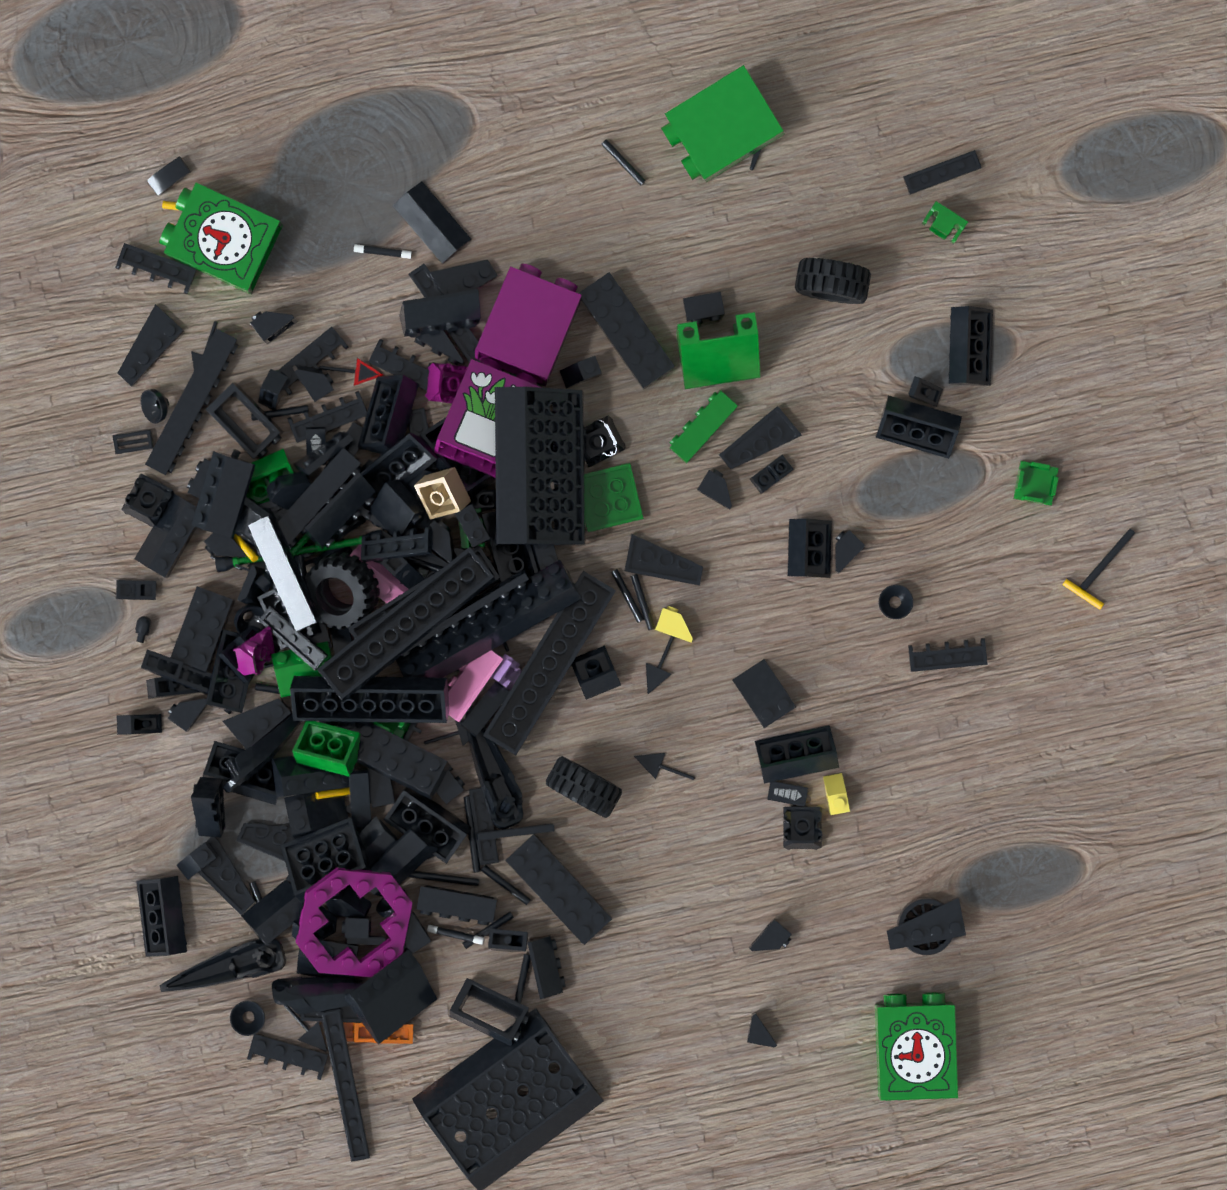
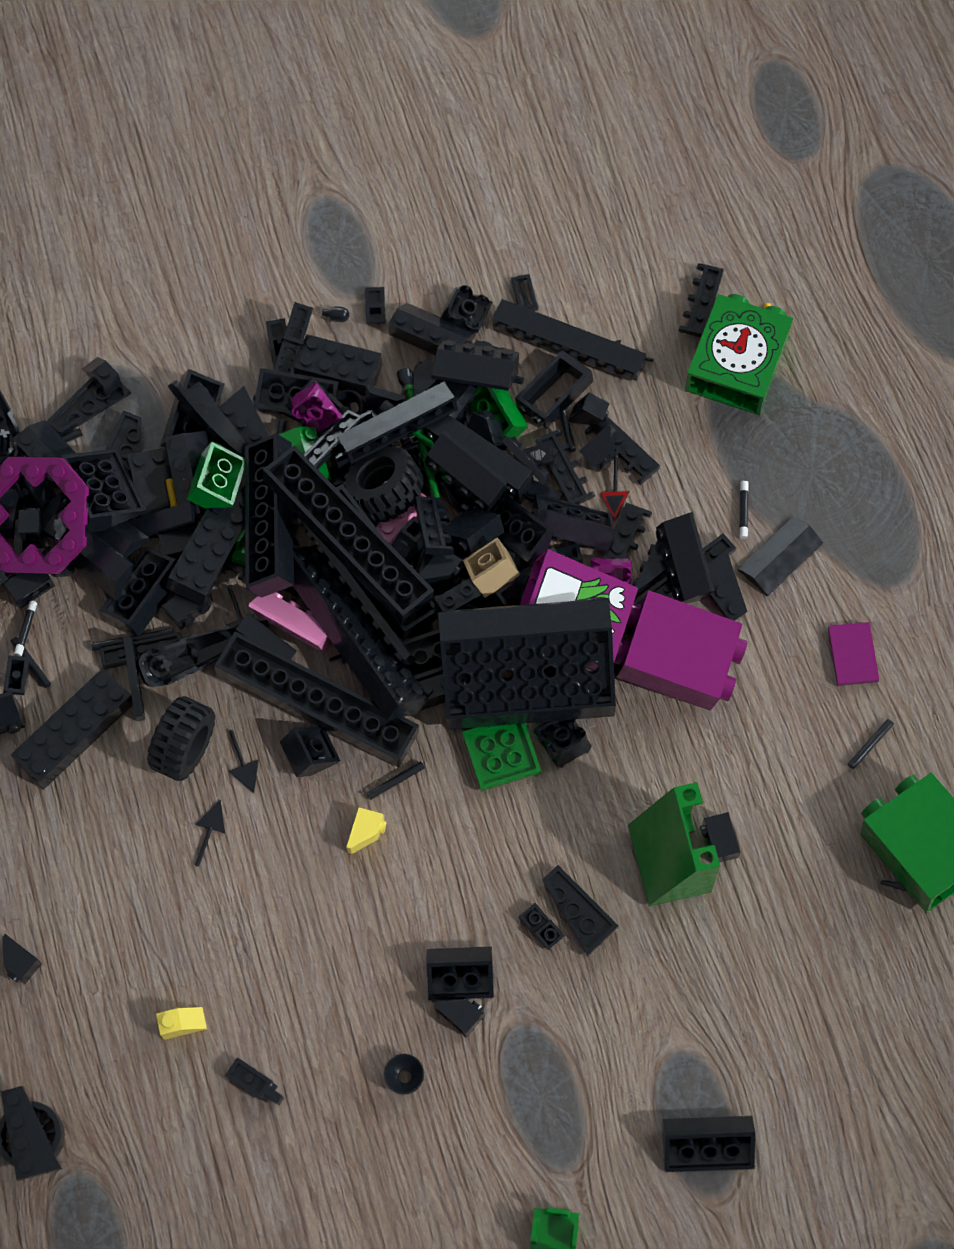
camera: 85 degrees right, 20 degrees down
(139, 724) = (239, 316): black slope -> none
(150, 344) = (628, 304): black wing -> none
(154, 405) = (562, 307): black piece -> none
(161, 916) = (45, 351): black slope -> none
(169, 175) = (798, 306): black slope -> none
(186, 713) = (250, 356): black slope -> none
(209, 807) = (154, 376): black wedge -> none
(271, 324) = (653, 404): black slope -> none
(445, 878) = (85, 615): black bar -> none
(457, 903) = (56, 624): black brick -> none
(505, 884) = (78, 676): black bar -> none
(507, 672) = (307, 655): lavender cylinder -> none
(535, 166) = (853, 654): none -> magenta tile
(581, 372) = (637, 715): black slope -> none
(609, 730) = (246, 772): none -> black piece
(626, 330) = (686, 754): black brick -> none
(643, 603) = (390, 796): black bar -> none
(656, 675) = (310, 816): black piece -> none
(657, 562) = (434, 807): black wing -> none
(703, 427) = (587, 846): green brick -> none
(715, 488) = (520, 865): black slope -> none
(764, 693) = (292, 934): black slope -> none
(787, 793) = (181, 968): tile -> none
(797, 754) = (225, 974): black slope -> none
(802, 828) = (143, 987): black slope -> none
(833, 280) = (766, 970): black tyre -> none
(892, 733) = (253, 1082): none -> black hinge
(918, 427) = (608, 1088): black slope -> none
(925, 391) = (650, 1092): black slope -> none
(942, 172) = (907, 1097): black tile -> none
(945, 222) = (849, 1099): green panel -> none
(948, 657) = (343, 1141): black hinge -> none

